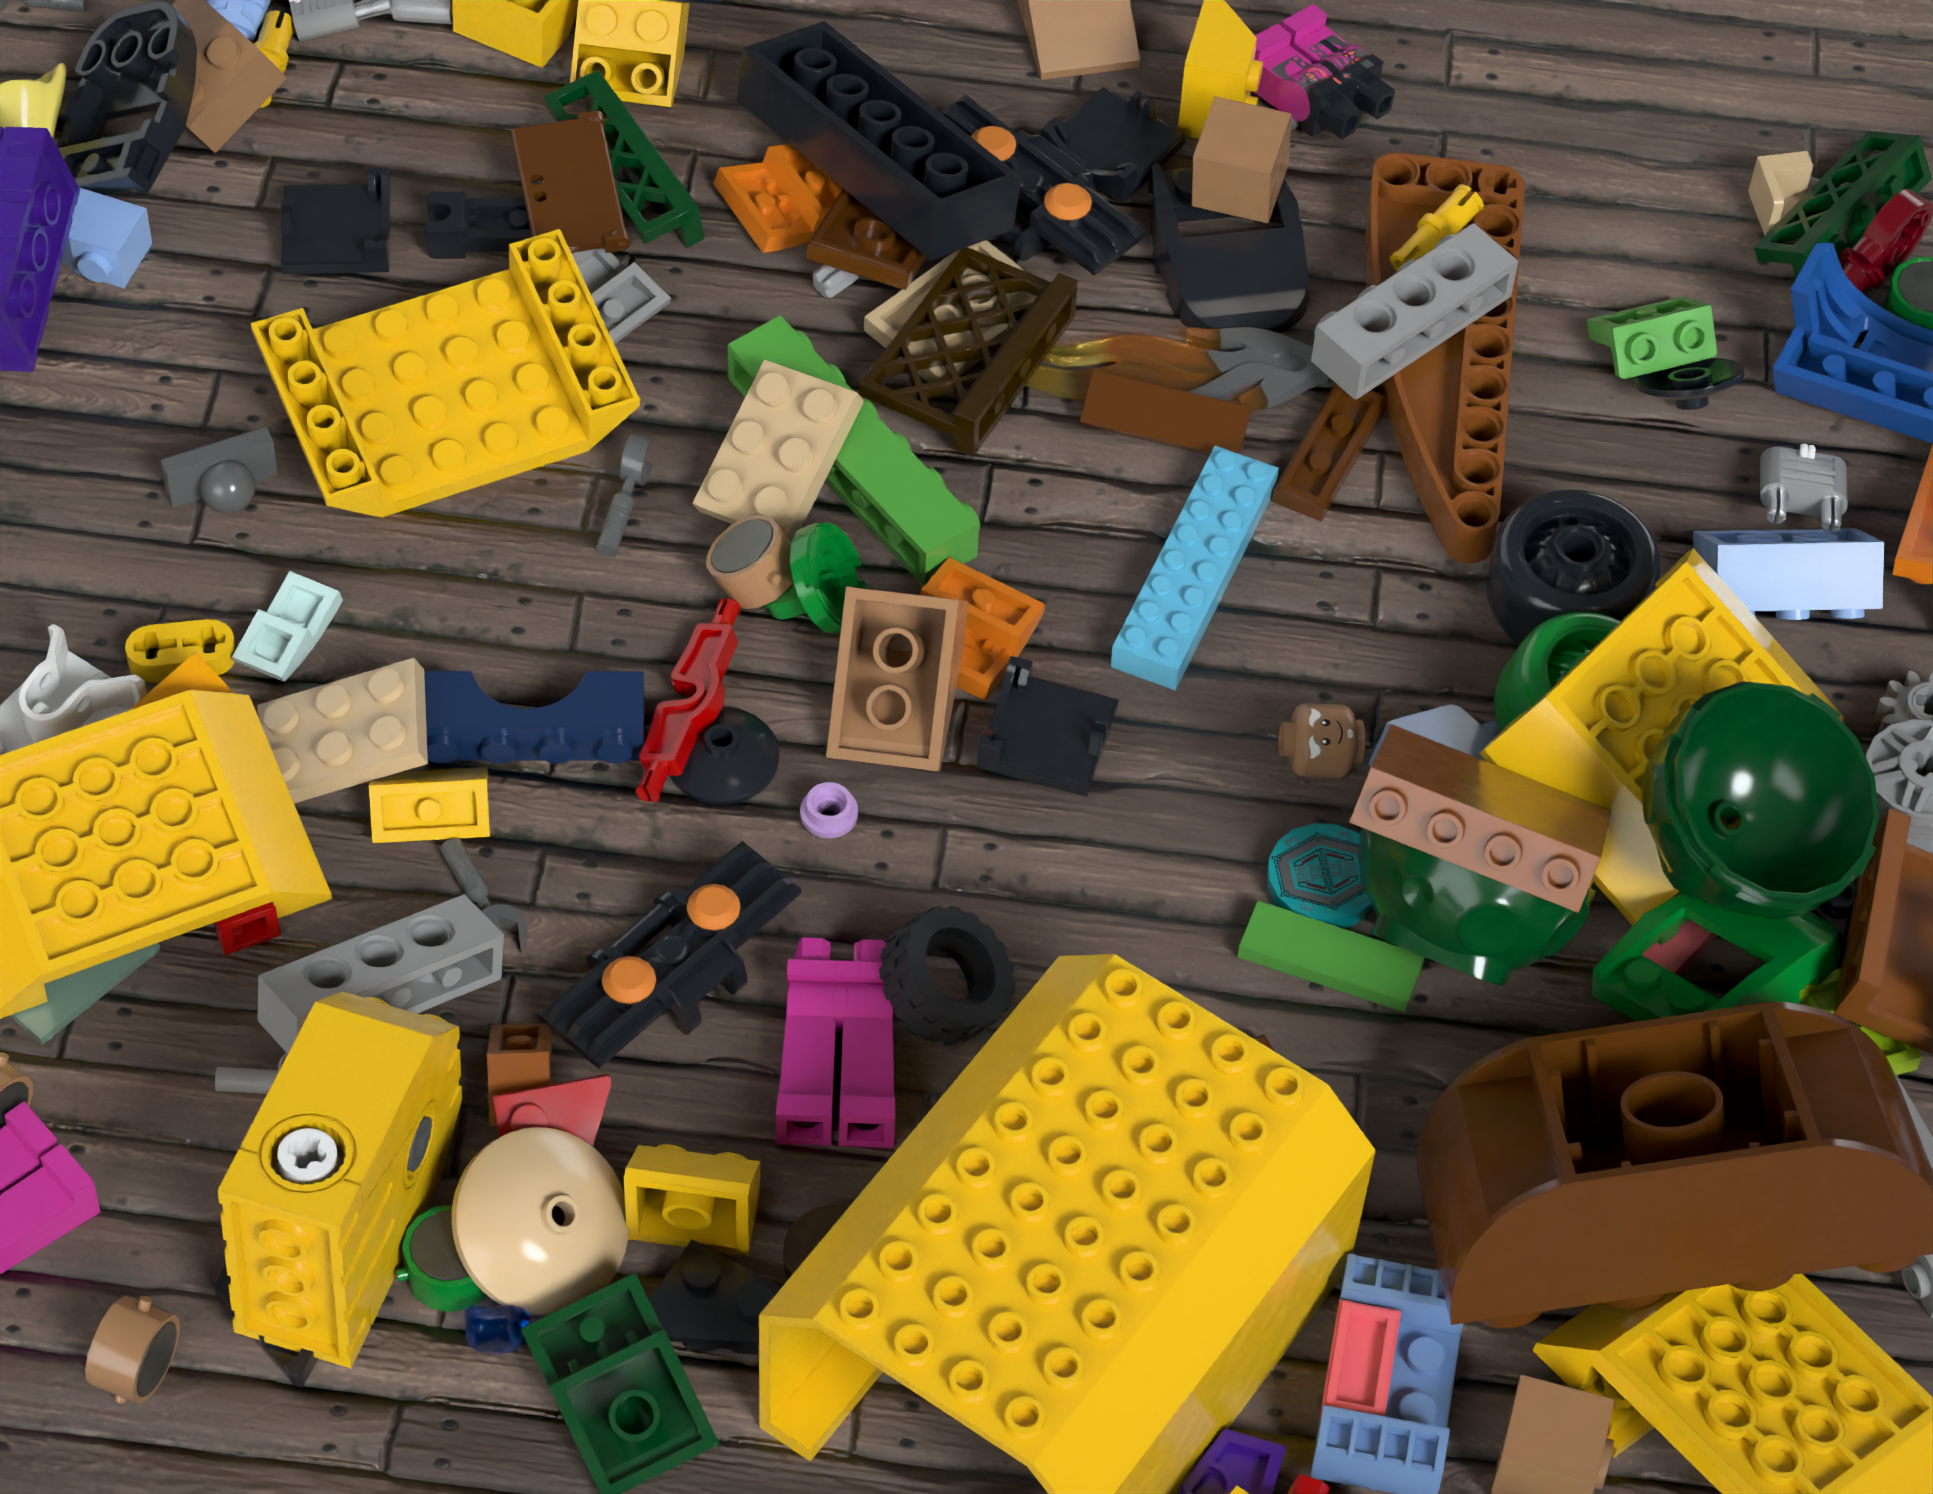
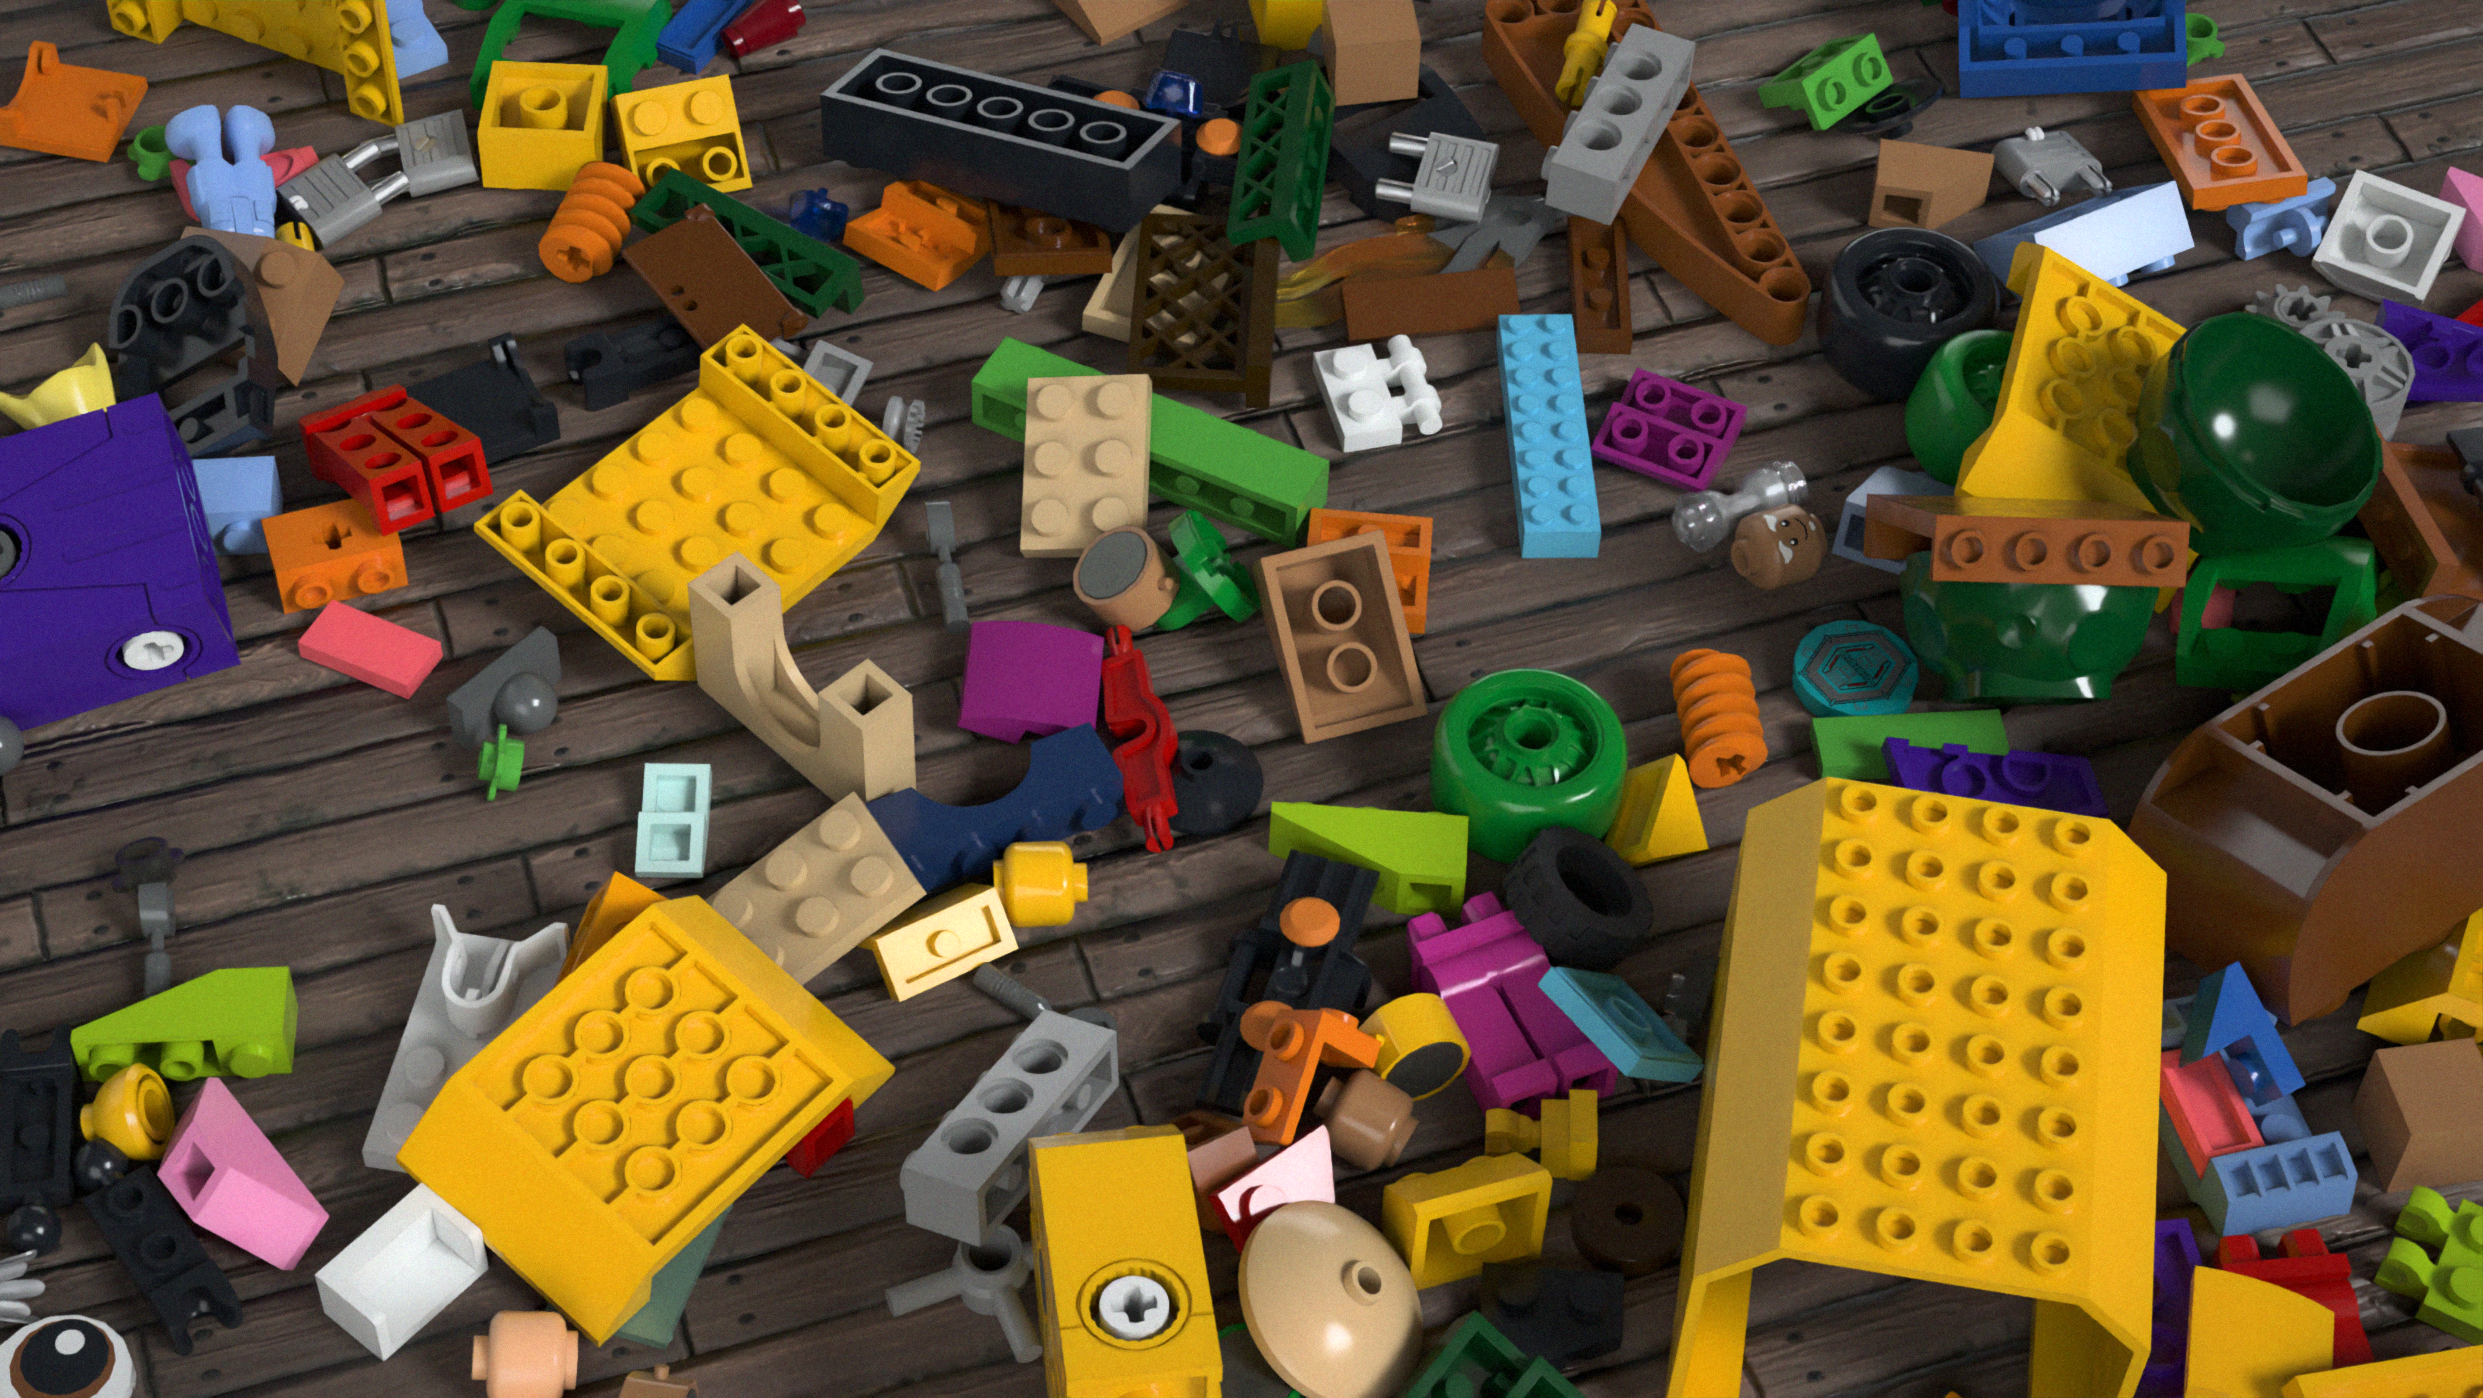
camera: 25 degrees left, 5 degrees down
(142, 396) = (370, 649): none -> coral tile
(155, 305) = (331, 555): none -> orange brick
(176, 644) = (567, 884): yellow beam -> none
(181, 528) = (500, 763): none -> bright green plate
(238, 215) = (396, 457): none -> red hips
(434, 588) = (842, 739): none -> tan arch
(512, 93) = (591, 222): none -> orange piece
(533, 790) = (1039, 883): none -> yellow head
(614, 1009) = (1289, 1064): none -> orange bracket
(630, 618) = (1029, 679): none -> magenta slope
(661, 360) = (902, 422): none -> light grey bush
(668, 1086) = (1366, 1119): none -> medium nougat head
(702, 152) = (817, 215): none -> clear blue piece
(737, 1043) = (1419, 1044): none -> yellow piece
(818, 1167) = (1564, 1134): none -> yellow piece
(832, 798) = (1345, 779): lavender plate -> none
(841, 887) = (1415, 852): none -> lime slope
(902, 1078) = (1621, 1025): none -> medium azure tile
(982, 841) = (1525, 757): none -> green wheel
(1043, 151) = (1175, 93): none -> clear blue piece
(1046, 731) = (1507, 628): black piece -> none
(1057, 475) = (1359, 397): none -> white plate
(1073, 926) = (1657, 814): none -> yellow slope
(1114, 242) = (1298, 150): none -> dark green fence
(1171, 868) = (1717, 717): none -> orange piece
(1248, 307) = (1451, 177): none -> light grey piece
(1283, 689) = (1710, 516): none -> clear piece
(1303, 604) = (1670, 431): none -> magenta slope
(1358, 1028) = (2017, 778): none -> dark purple wing
(1407, 1297) = (2233, 1018): none -> blue slope
(1675, 463) = (1926, 184): none -> medium nougat slope

